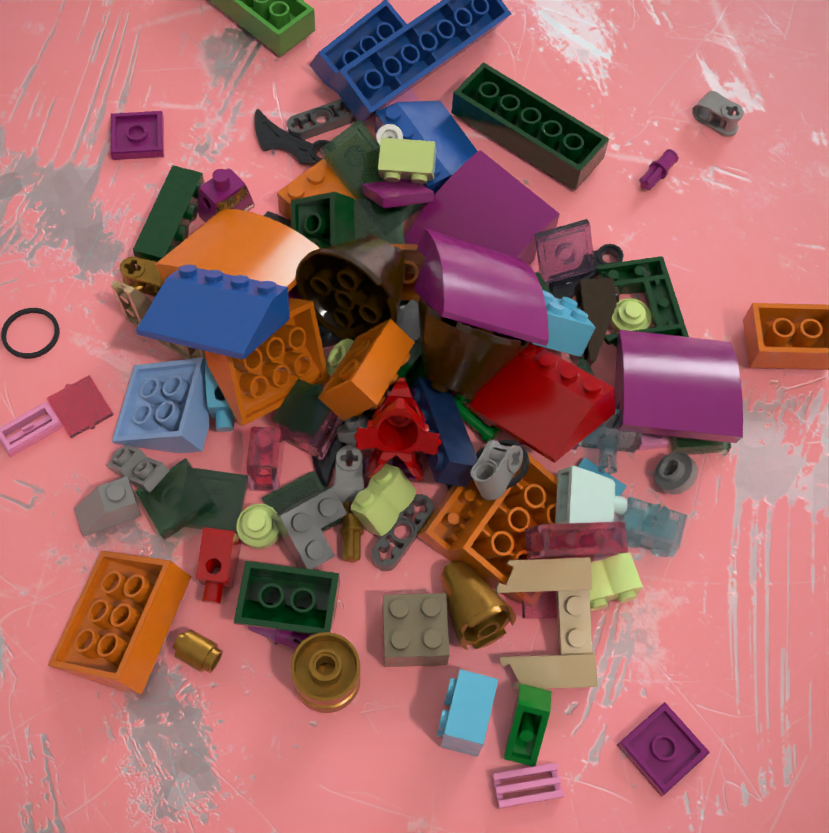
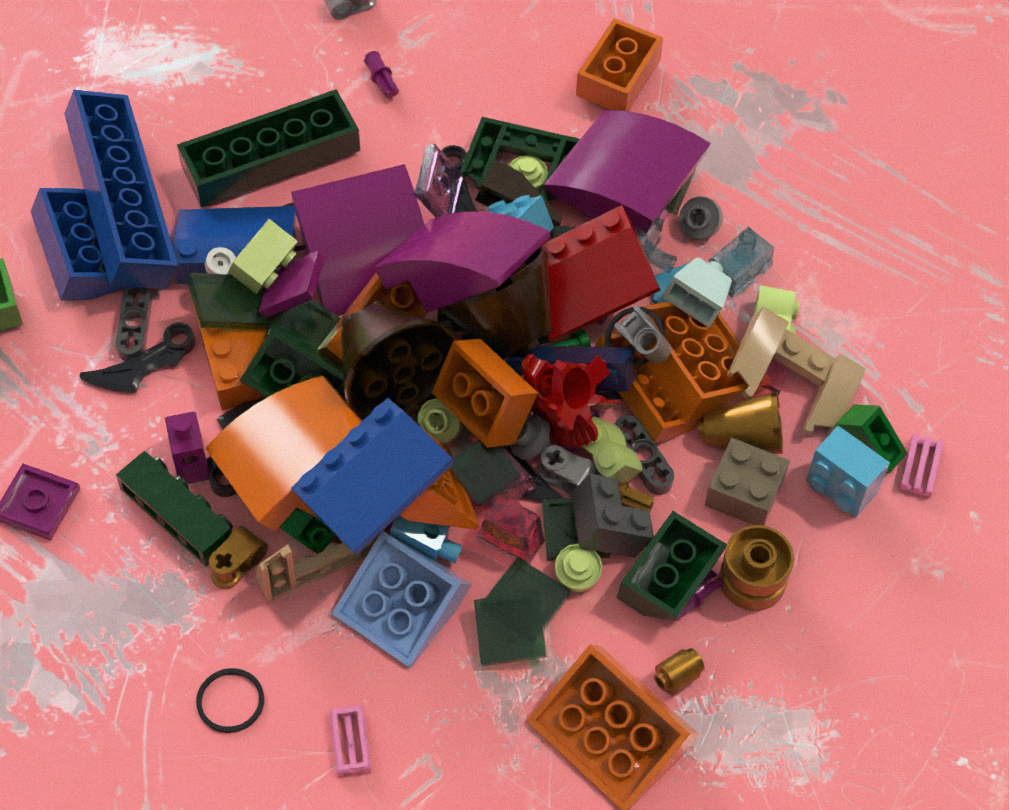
camera: 60 degrees left, 5 degrees down
(80, 406) = (349, 682): clear pink piece -> none
(107, 506) = (486, 693): light grey slope -> none
(139, 469) = (455, 653): light grey slope -> none
(221, 550) = (602, 614): red torso -> none
(576, 540) = (737, 316): clear pink brick -> none
(663, 749) = (934, 353): magenta tile -> none

